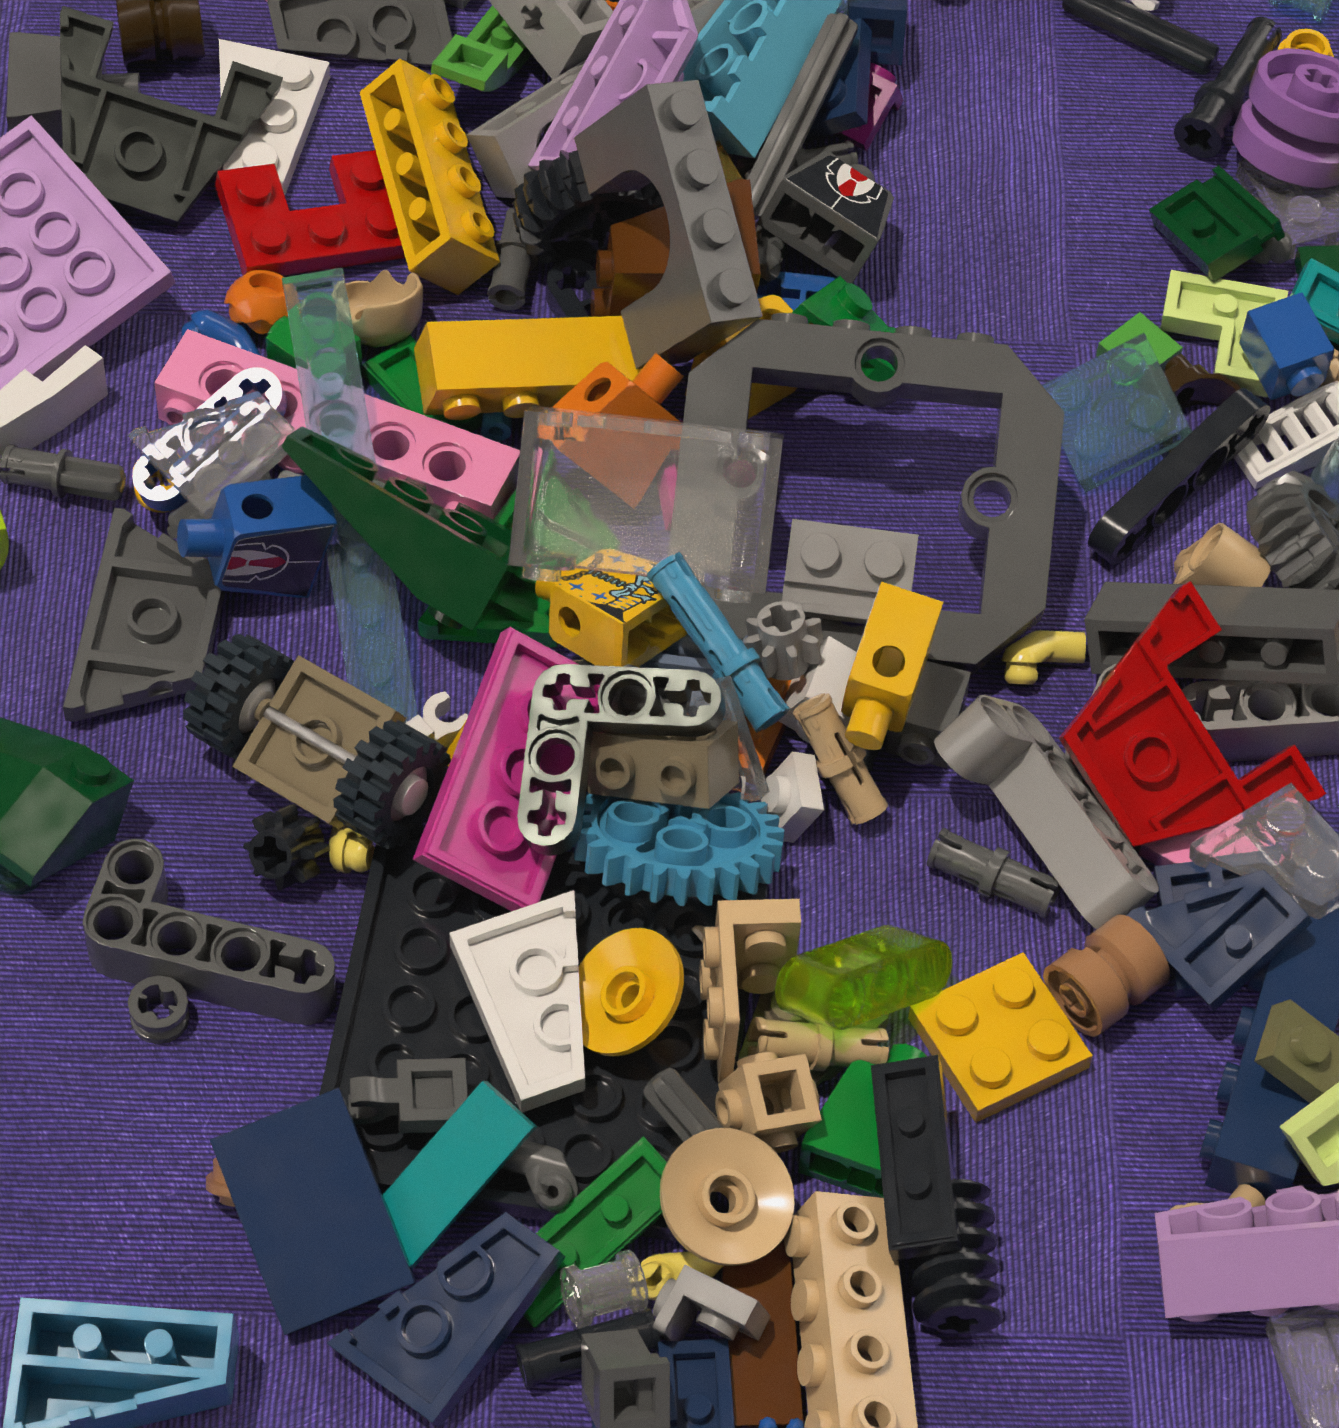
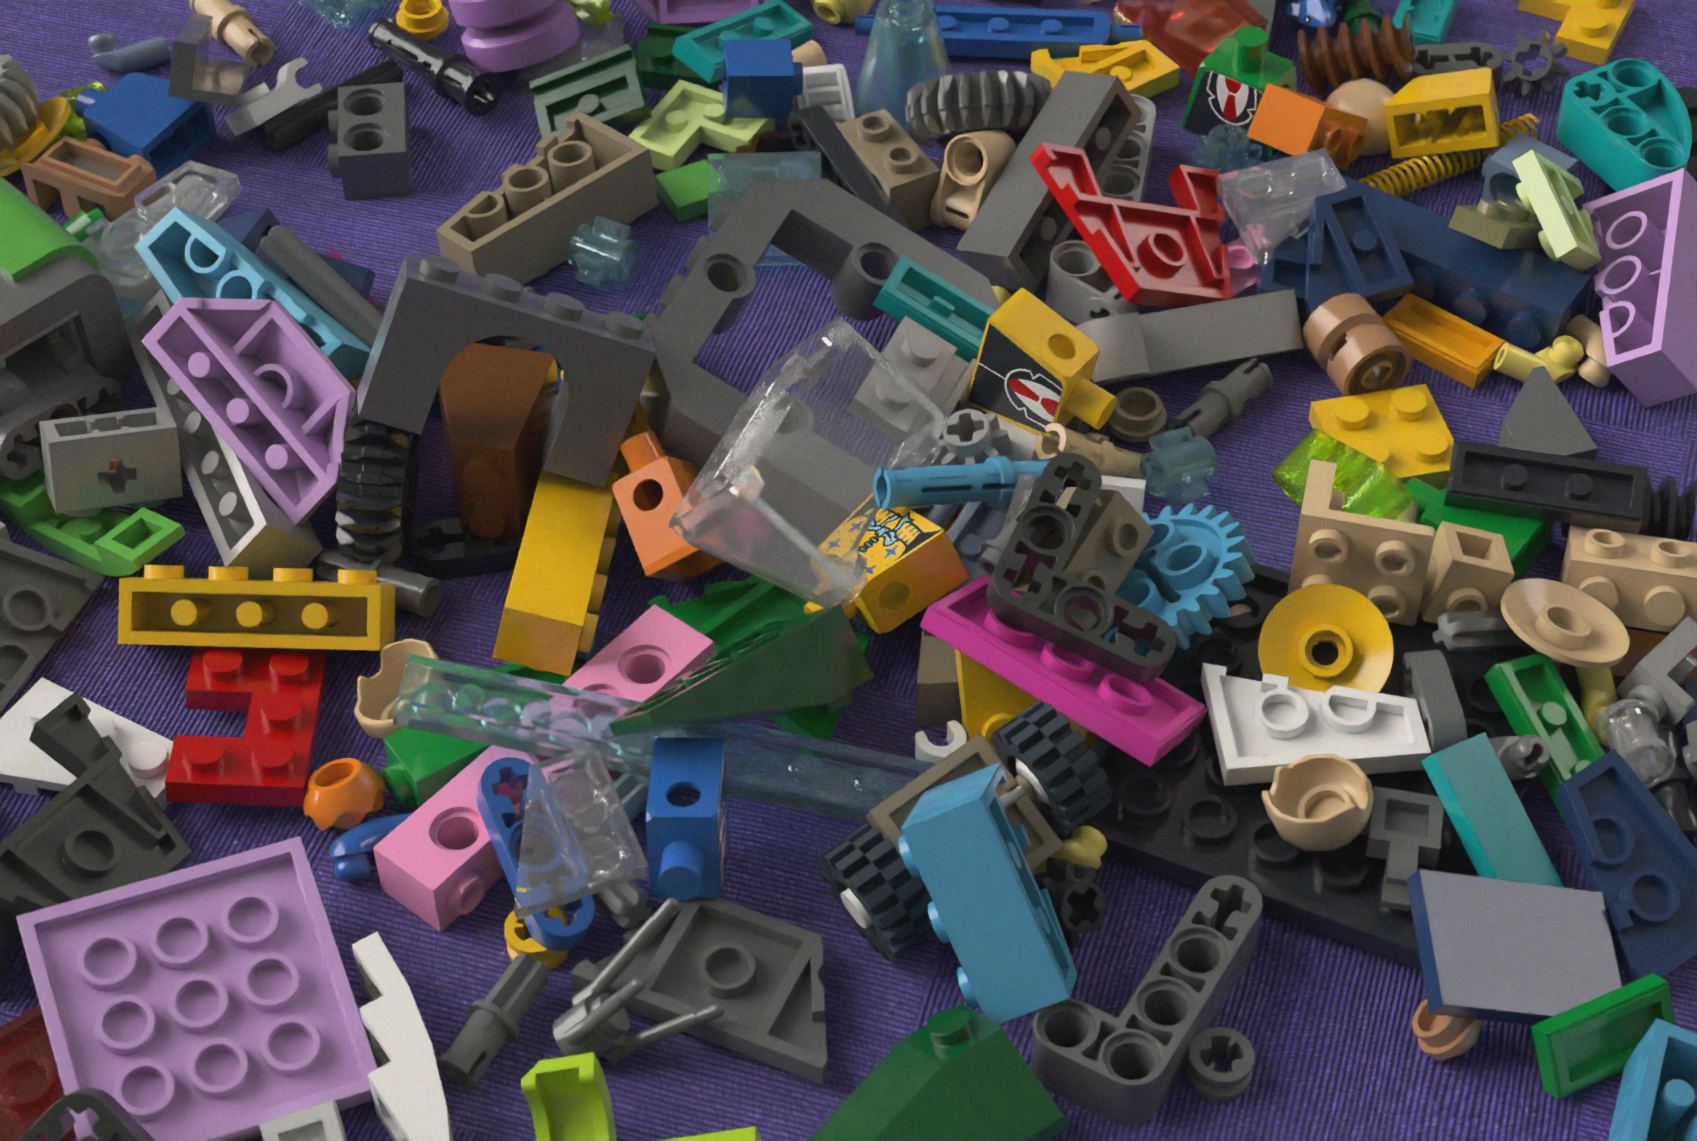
camera: 70 degrees left, 10 degrees down
(72, 540) = (599, 1019): none -> dark grey plant
(230, 757) = (987, 898): none -> dark azure wedge
(266, 1315) = (1599, 1035): none -> green tile
(429, 1012) = (1319, 802): none -> tan hair
(588, 1099) = (1429, 681): none -> dark grey beam
(870, 842) = (1179, 466): none -> clear light blue gear
(948, 801) = (1137, 415): none -> dark tan plate
(964, 514) = (937, 312): none -> teal tile
(995, 297) = (603, 253): none -> clear light blue gear
(1029, 233) = (533, 214): none -> dark tan wedge
(1038, 1169) = (1545, 421): none -> dark grey slope
(1088, 73) = (371, 141): none -> dark grey brick
(1167, 1169) = (1559, 360): none -> light yellow arm
(1182, 1068) = (1443, 340): none -> light orange tile
(1211, 494) = (896, 164): none -> dark tan brick

